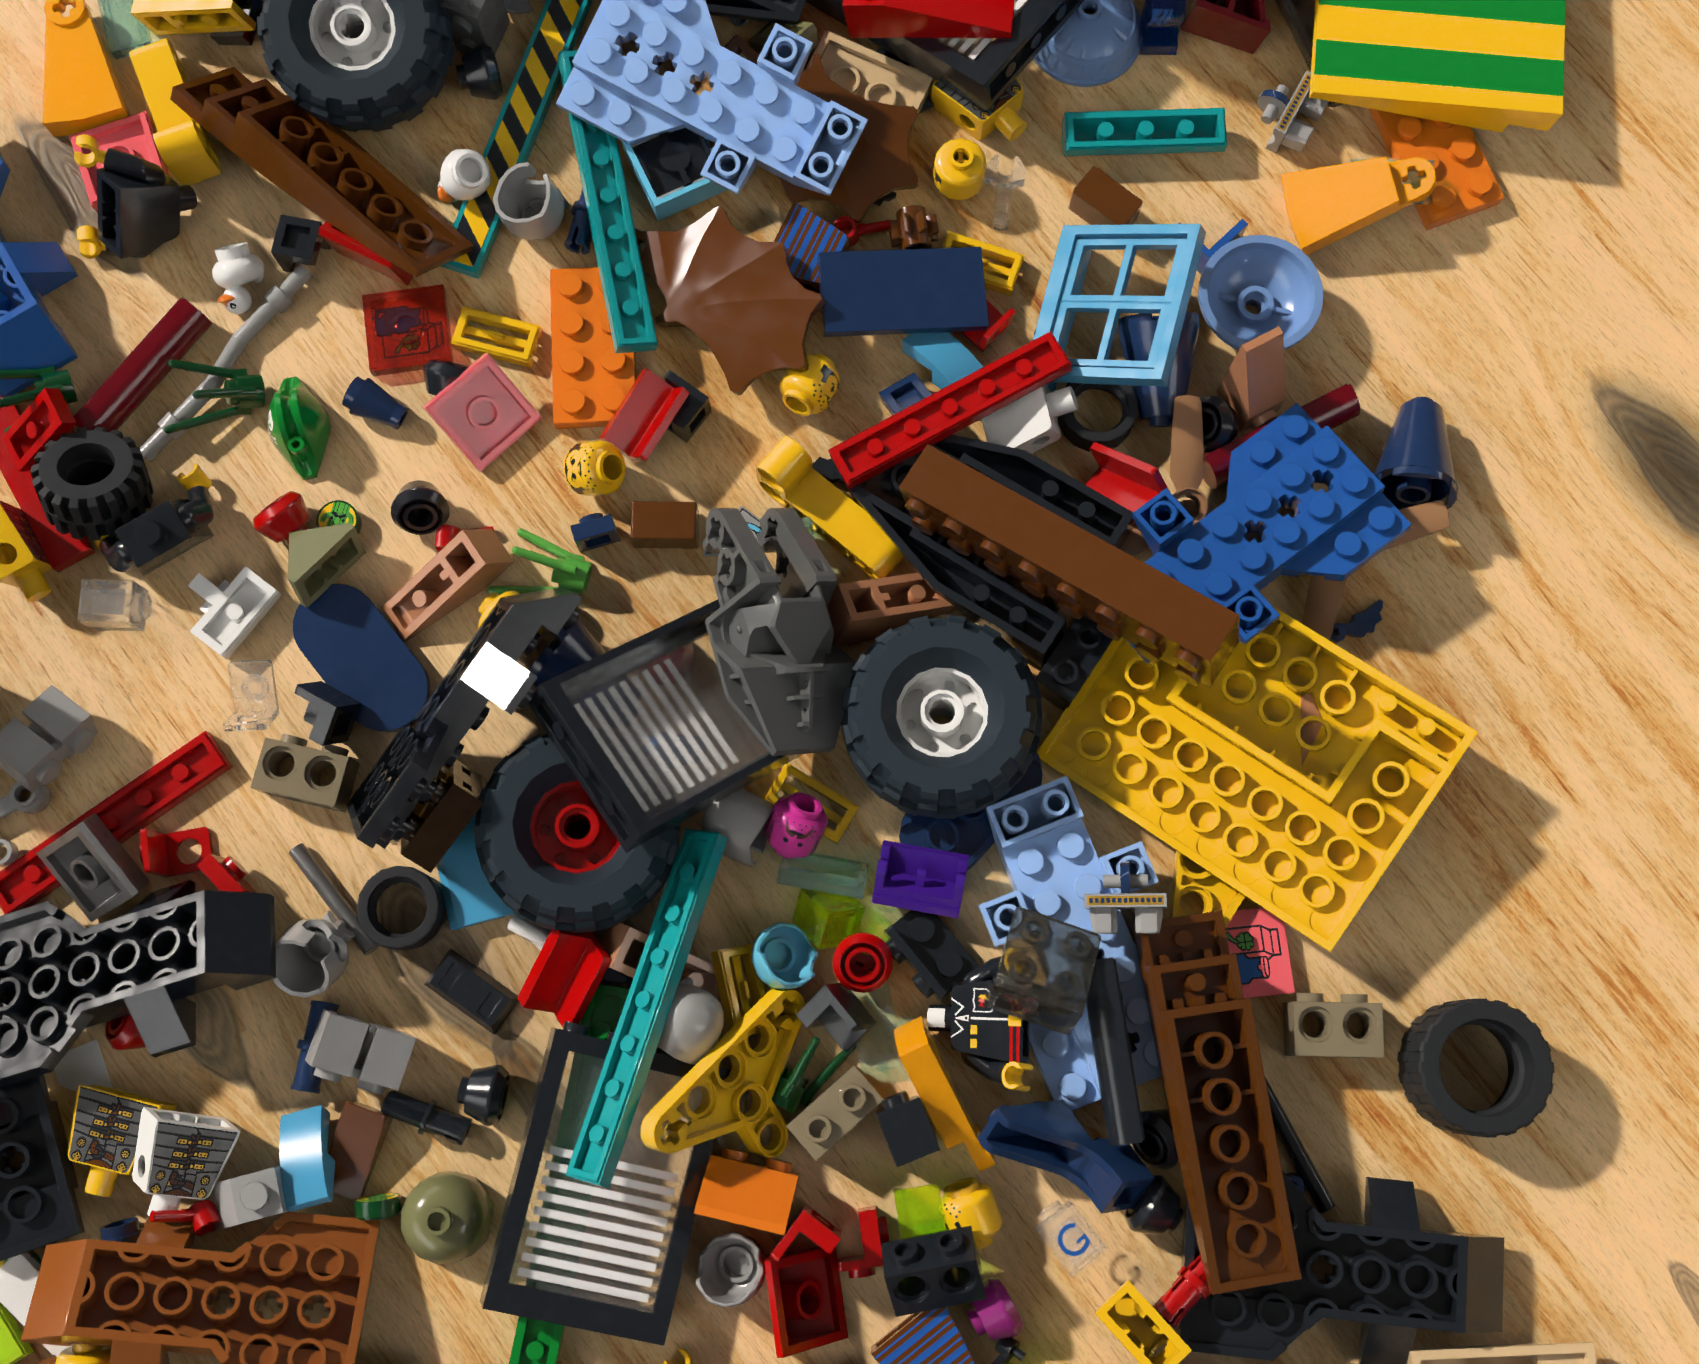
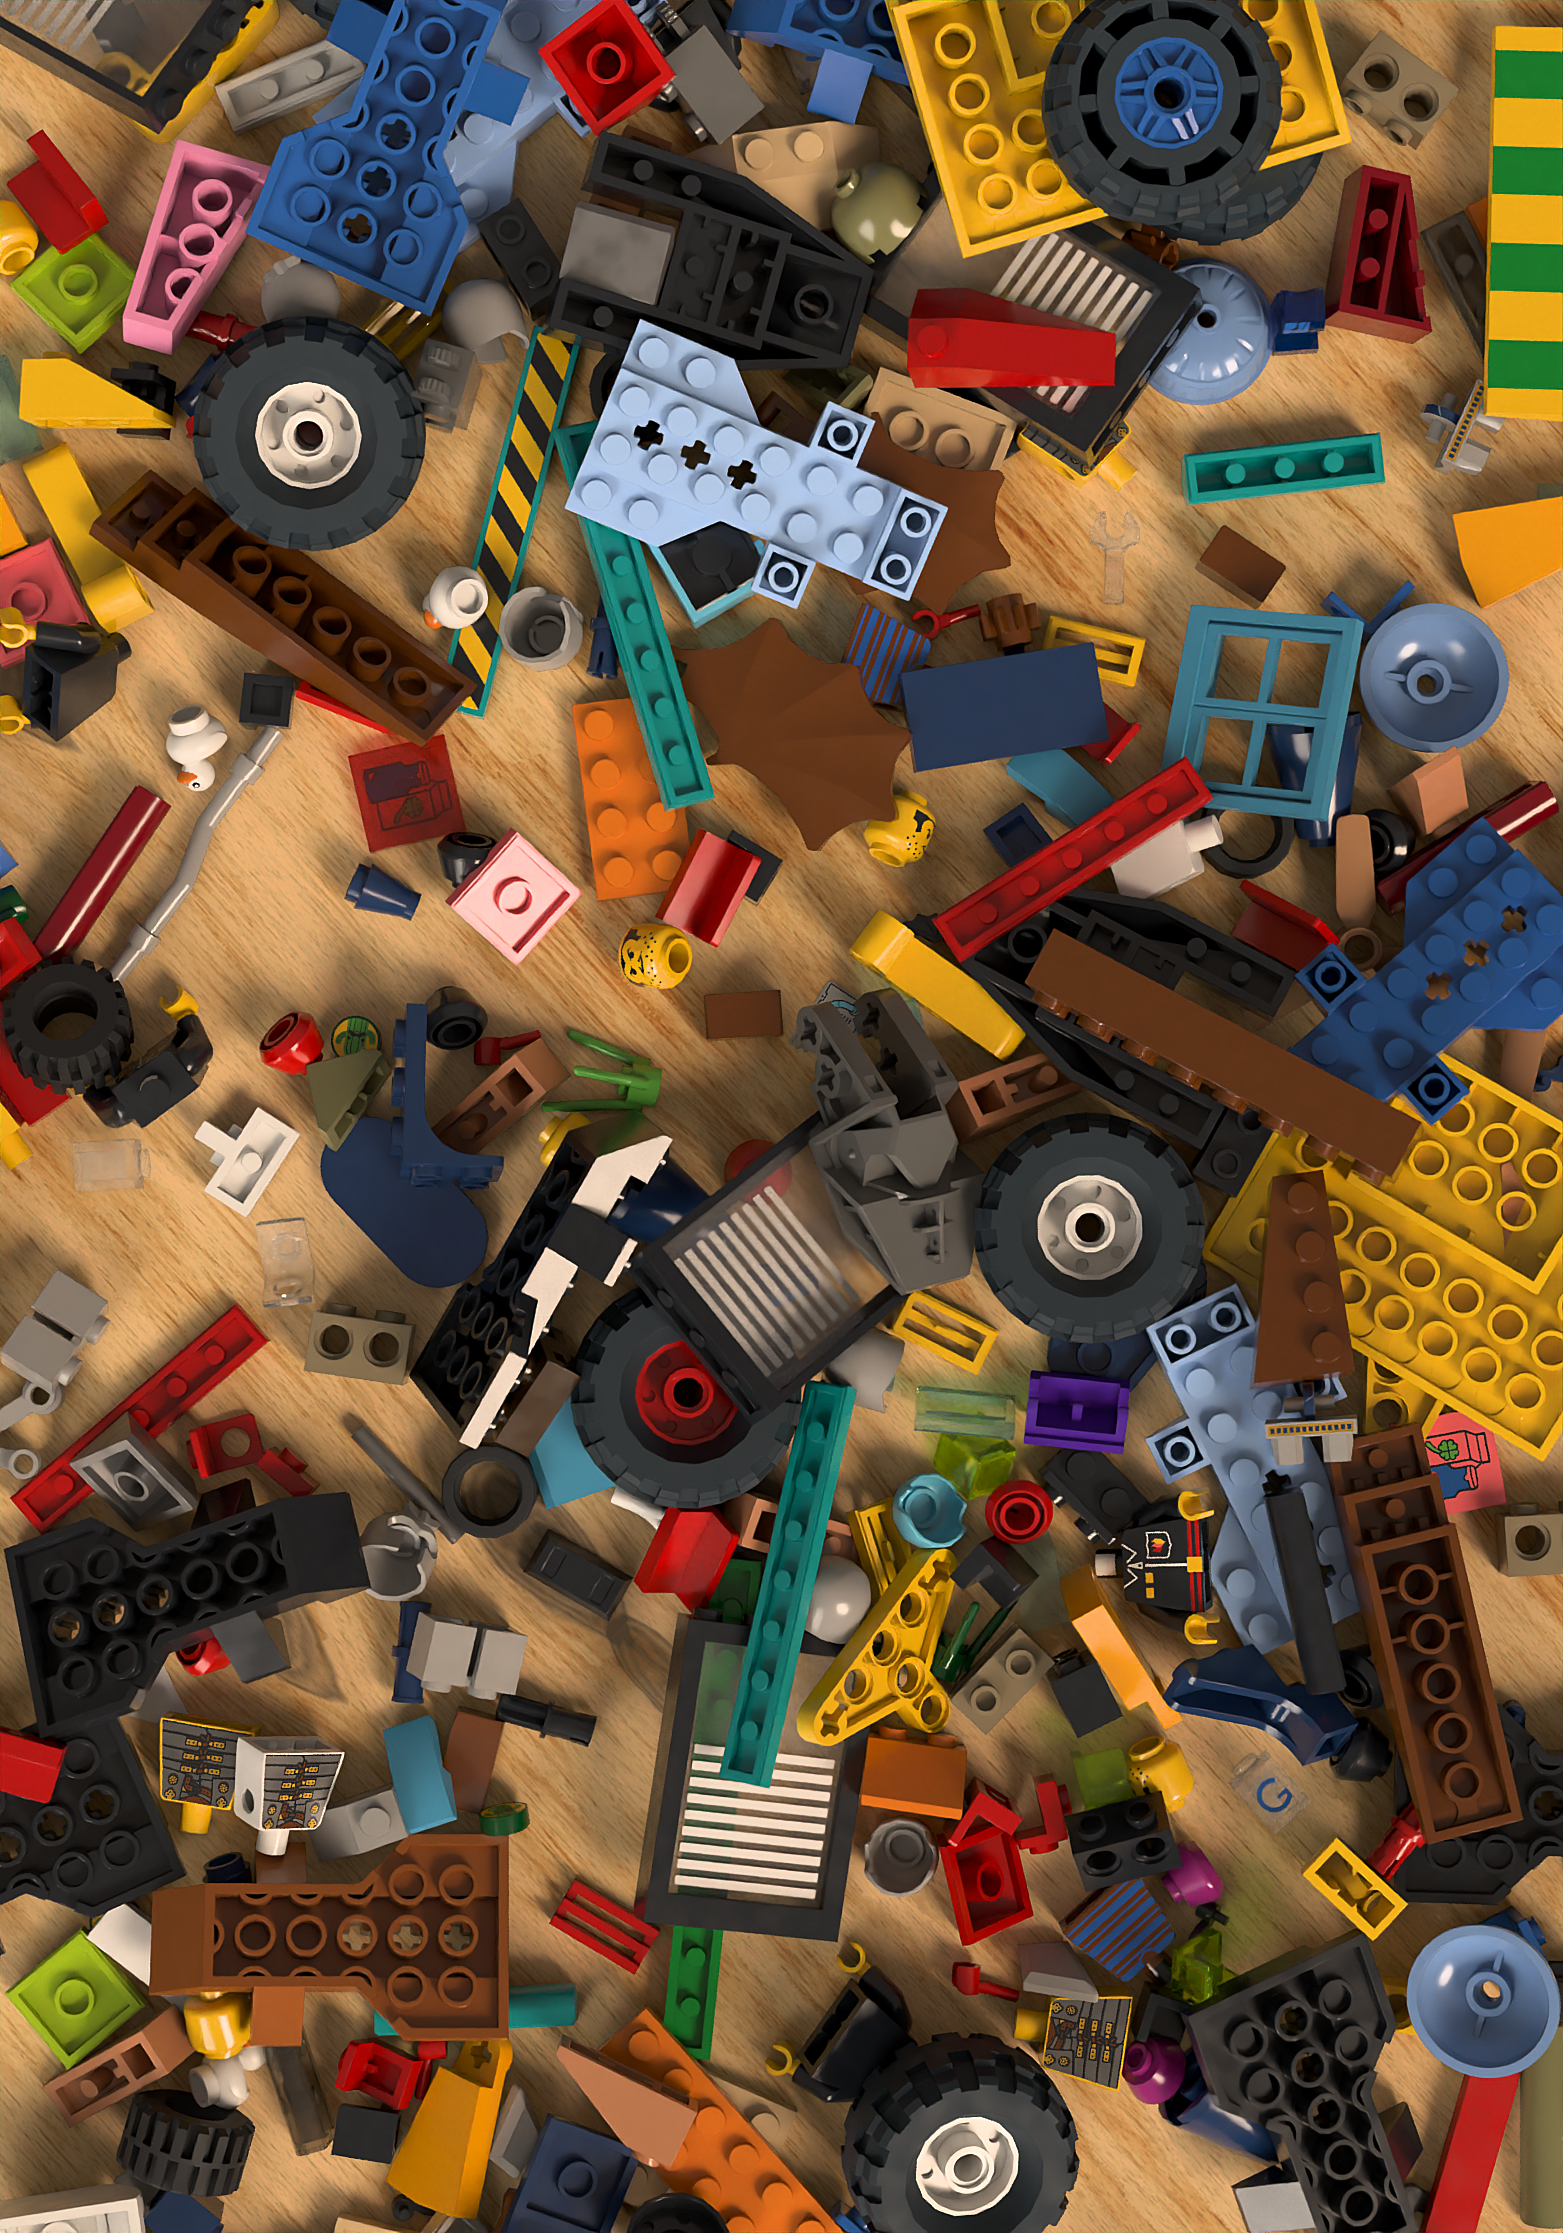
camera: 10 degrees left, 10 degrees up
(201, 1215) = (313, 1845): red hand -> none
(242, 391) = (220, 897): dark green plant -> none
(299, 427) = (292, 926): green hat -> none
(329, 712) = (379, 1271): black panel -> none
(374, 611) = (420, 1152): none -> dark blue bracket
(446, 1329) = (592, 1941): none -> red tile
(447, 1217) = (581, 1824): olive cylinder -> none
(480, 73) = (458, 456): black cone -> none
(485, 1093) = (609, 1689): black cone -> none
(529, 346) = (557, 801): yellow tile -> none
(594, 532) = (661, 1029): dark blue plate -> none
(796, 825) = (931, 1364): dark pink head -> none
(959, 169) = (1056, 555): yellow head -> none
(1044, 971) = (1225, 1511): clear smoke bracket -> none
(1123, 791) = (1300, 1294): none -> reddish brown wedge
(1299, 1155) = (1514, 1674): black bar -> none

